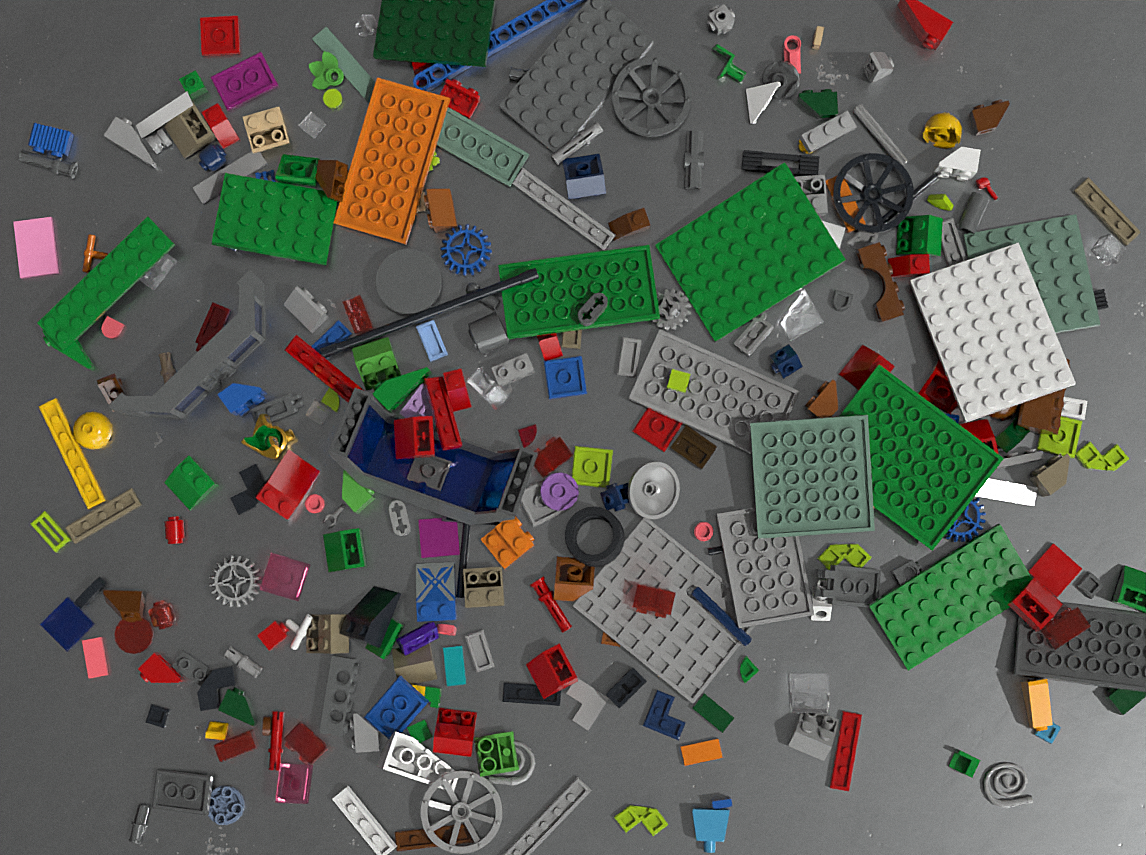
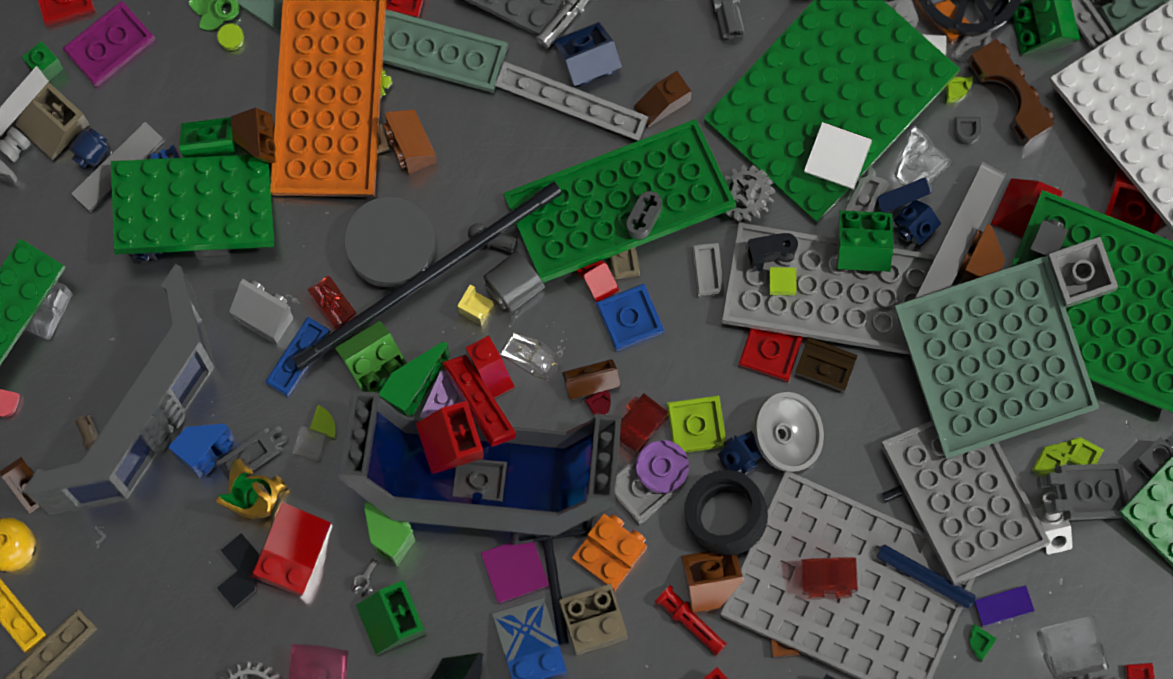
camera: 15 degrees left, 10 degrees down
(174, 530) = (150, 650): red brick -> none
(190, 482) = (157, 580): green slope -> none
(212, 324) = (139, 354): red hinge -> none
(220, 125) = (91, 104): red slope -> none
(266, 129) = (152, 93): tan slope -> none
(312, 125) = (212, 76): clear plate -> none
(314, 503) = (334, 567): coral tile -> none
(321, 368) = (299, 382): red tile -> none
(395, 519) = (449, 560): light grey beam -> none
(432, 340) = (439, 313): light blue tile -> none
(458, 342) = (475, 306): none -> light yellow panel
(475, 251) = (465, 182): blue gear -> none
(513, 370) = (558, 322): light grey brick -> none
(526, 415) = (591, 379): none -> reddish brown slope
(676, 355) = (771, 248): none -> black leg
(703, 531) = (869, 472): coral tile -> none
(742, 300) = (838, 156): none -> white tile
(744, 367) = (865, 241): none -> green slope
(770, 649) = (1004, 606): none -> dark purple tile
(782, 340) = (905, 194): none -> dark blue slope
(814, 377) = (962, 230): none -> light grey beam
(843, 269) = (957, 89): none -> lime tile
(872, 403) = (1049, 238): none -> dark grey brick
(889, 433) = (1083, 272): none -> light grey slope
(910, 265) = (1045, 61): red slope -> none

